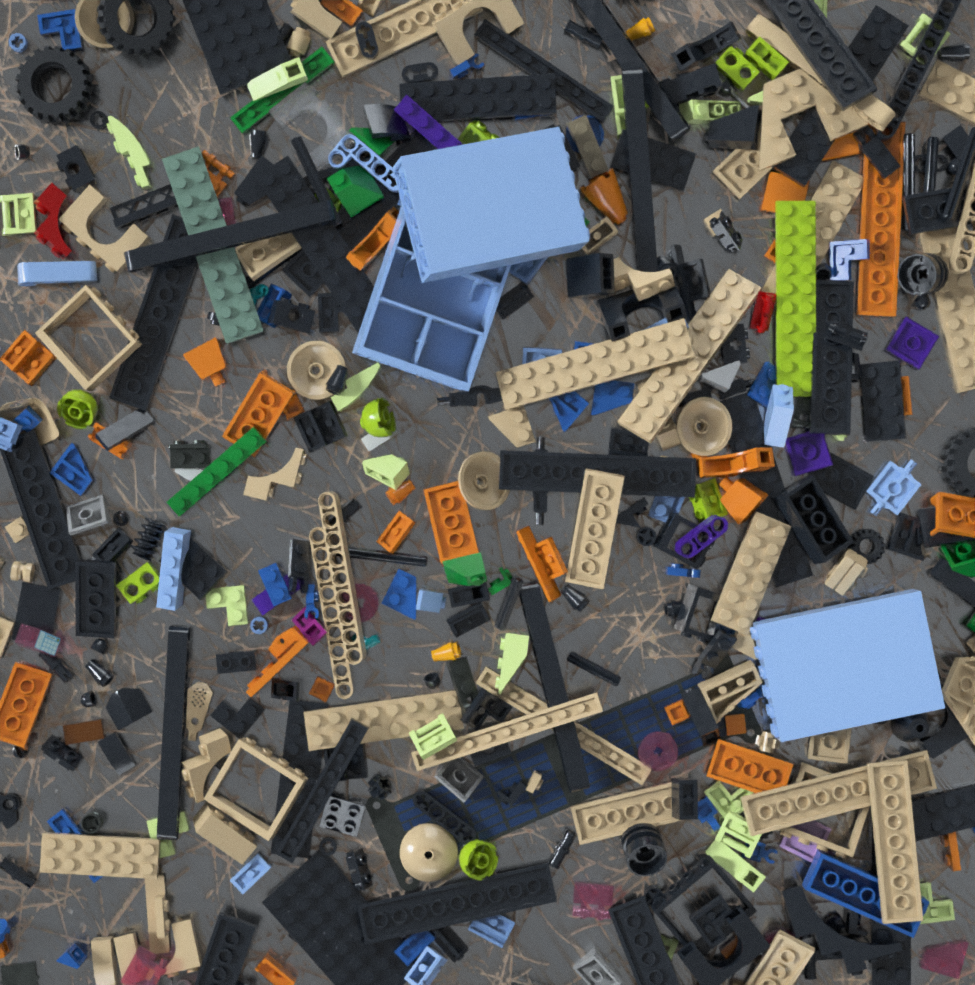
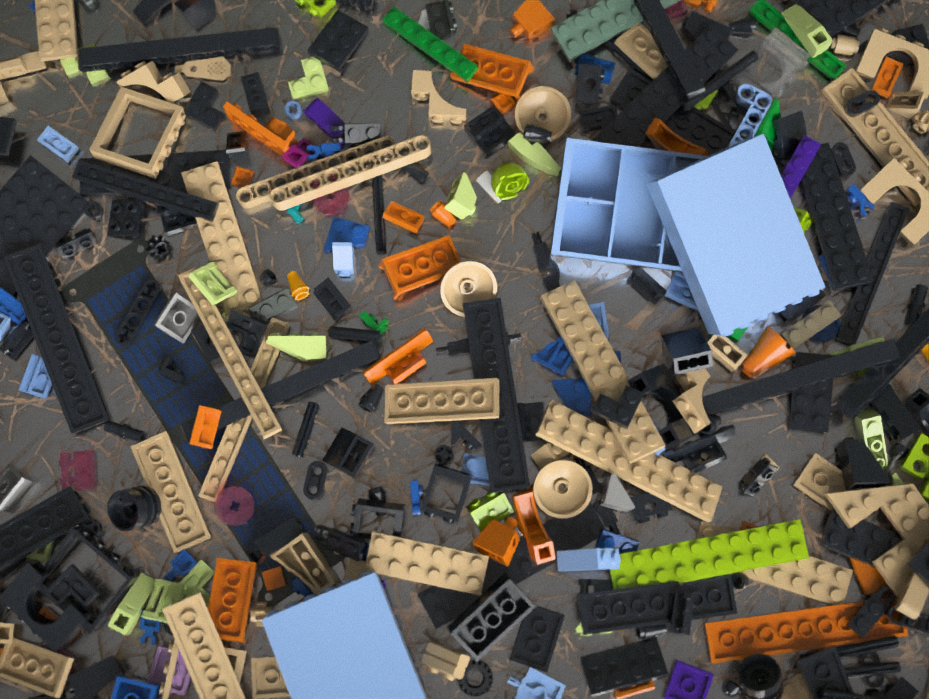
camera: 80 degrees right, 10 degrees down
(170, 585) = (351, 16): light blue arch -> none
(224, 833) = (90, 112): tan wedge -> none
(258, 292) = (604, 51): teal arm -> none
(275, 584) = (333, 113): blue plate -> none
(355, 188) = (720, 117): green slope -> none
(429, 838) = (108, 315): tan dish -> none
(466, 570) = (379, 286): green slope -> none
(468, 595) = (356, 293): black slope -> none
(478, 859) = (101, 350): lime cylinder -> none
(514, 426) = (526, 310): tan wing -> none
(535, 782) = (185, 391): tan plate -> none
(580, 767) = (205, 427): none -> orange hinge
(626, 630) = (348, 453): none -> black slope
(643, 355) = (620, 411): none -> black plate
(646, 667) = (314, 480): none -> black plate
(677, 712) = (275, 517): orange tile -> none
(684, 798) = (191, 539): black hinge -> none
(711, 535) = (463, 509): dark purple beam -> none
(763, 311) = (688, 528): red hinge -> none
(782, 189) = (813, 525): orange slope -> none
(808, 452) = (557, 600): dark purple plate -> none
(843, 253) = (760, 596): plate -> none

